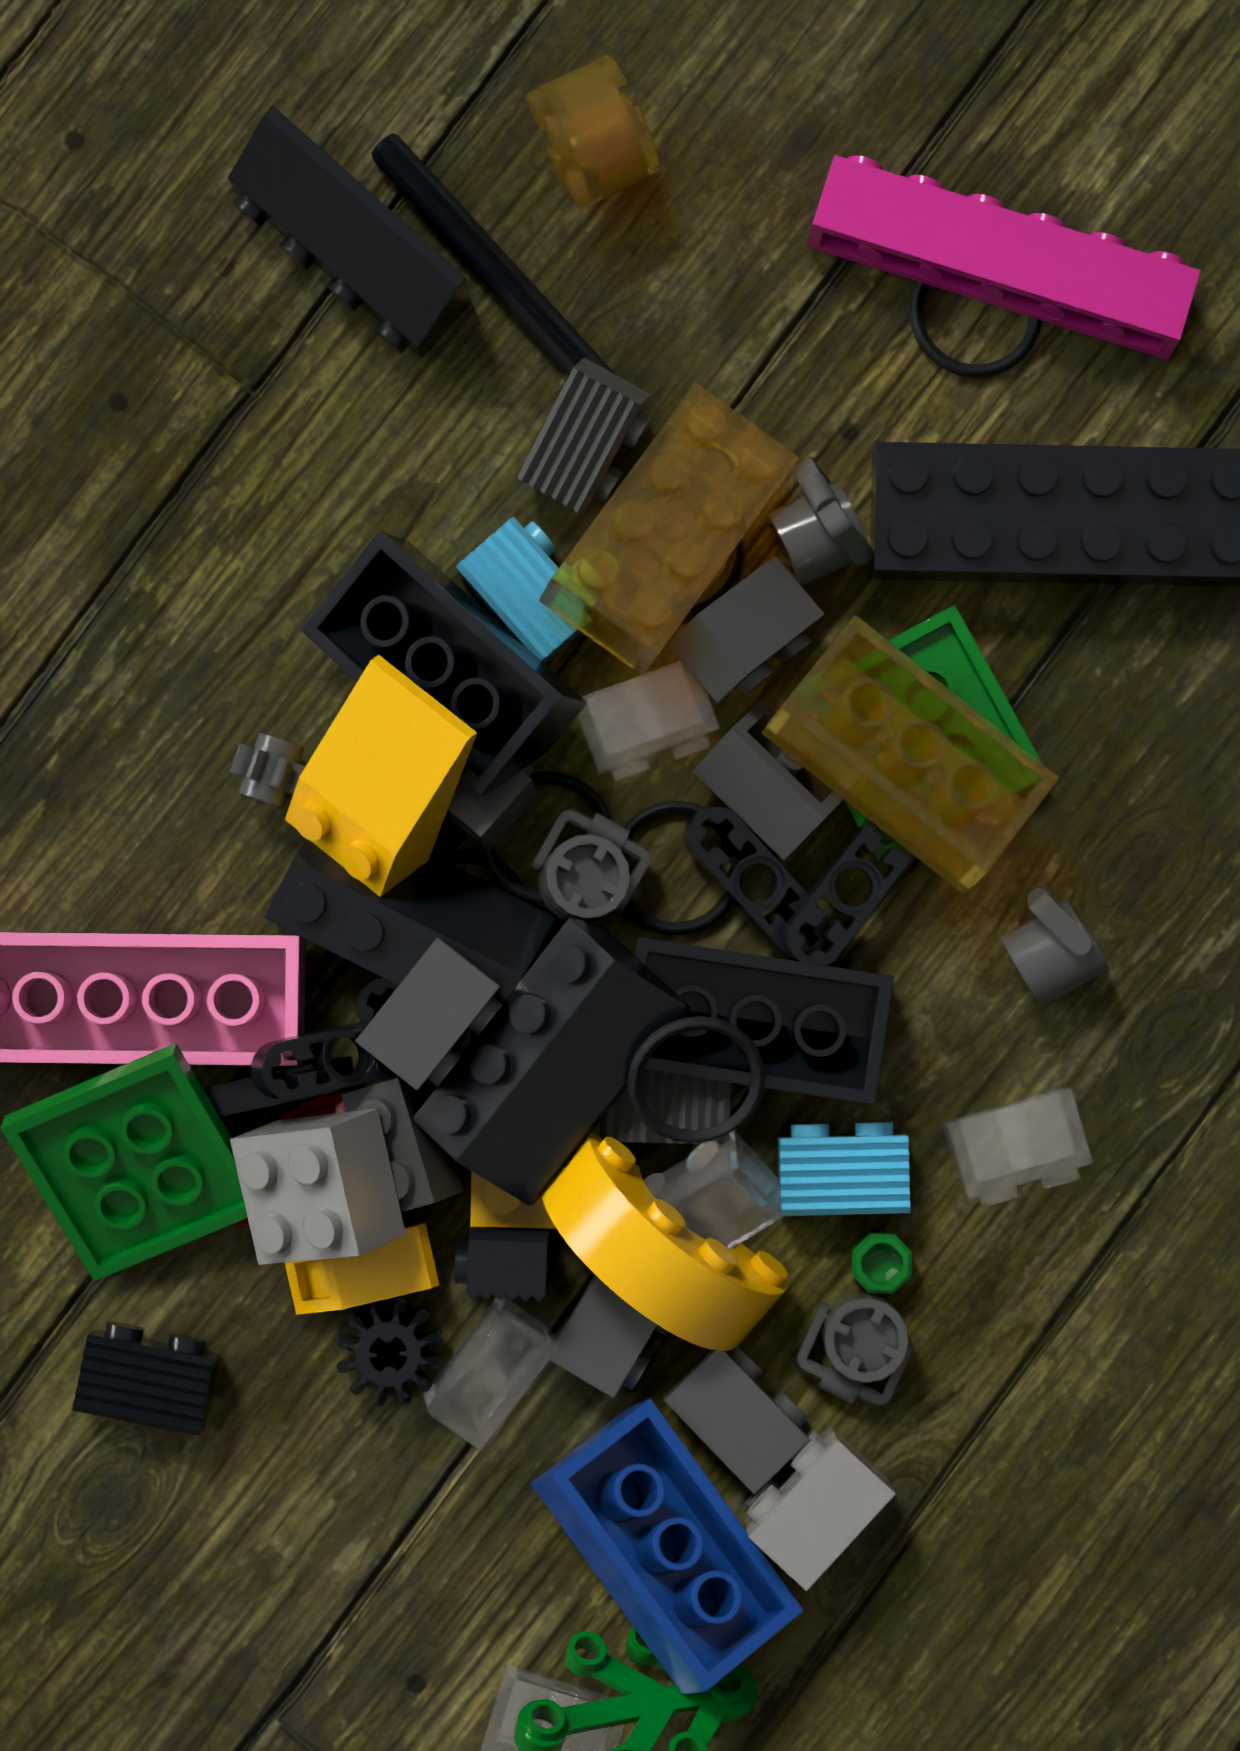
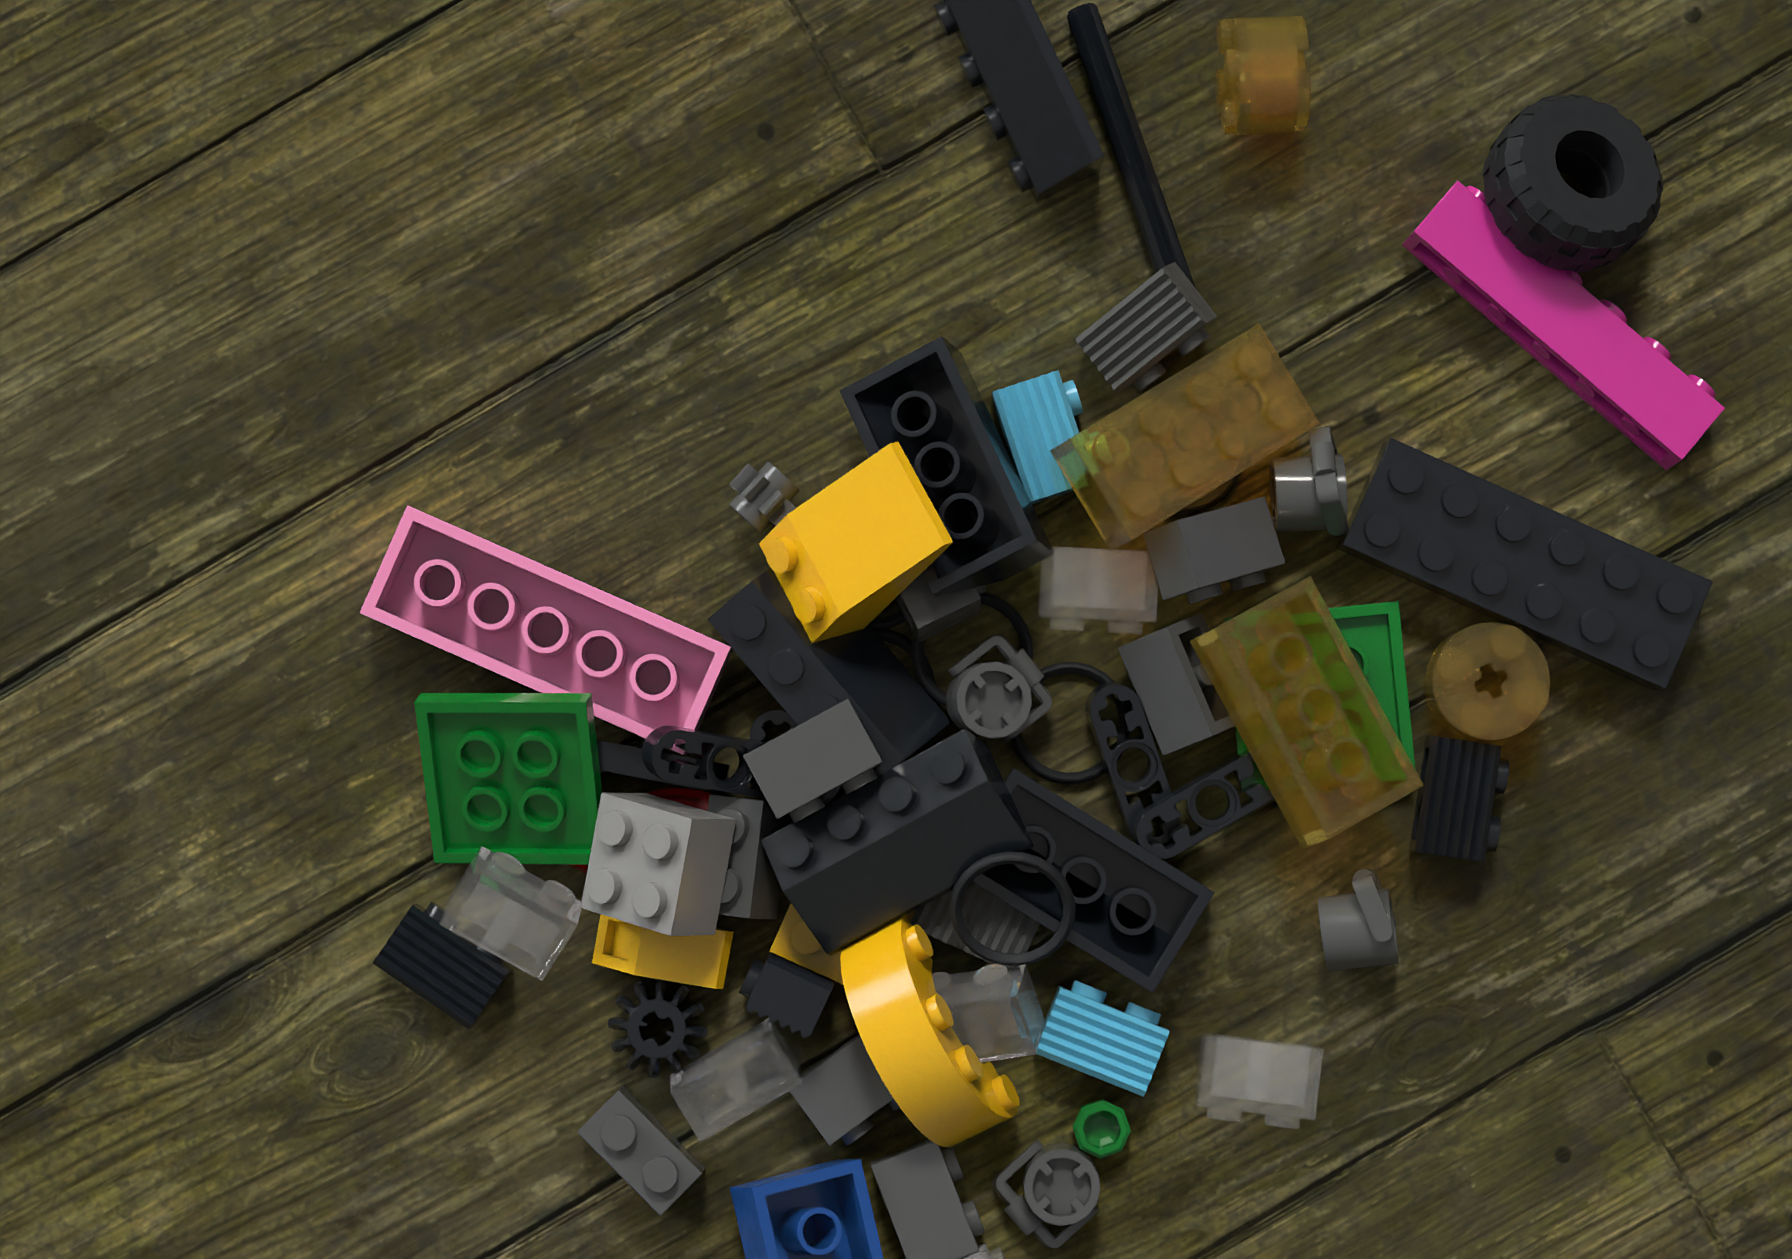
camera: 20 degrees right, 0 degrees up
(192, 1298) = (512, 912): none -> clear brick
(425, 1483) = (641, 1150): none -> dark grey brick
(955, 366) = (1488, 403): black tyre -> none
(964, 67) = (1544, 212): none -> black tyre
(1099, 777) = (1458, 799): none -> black brick
(1115, 647) = (1518, 694): none -> clear yellow brick

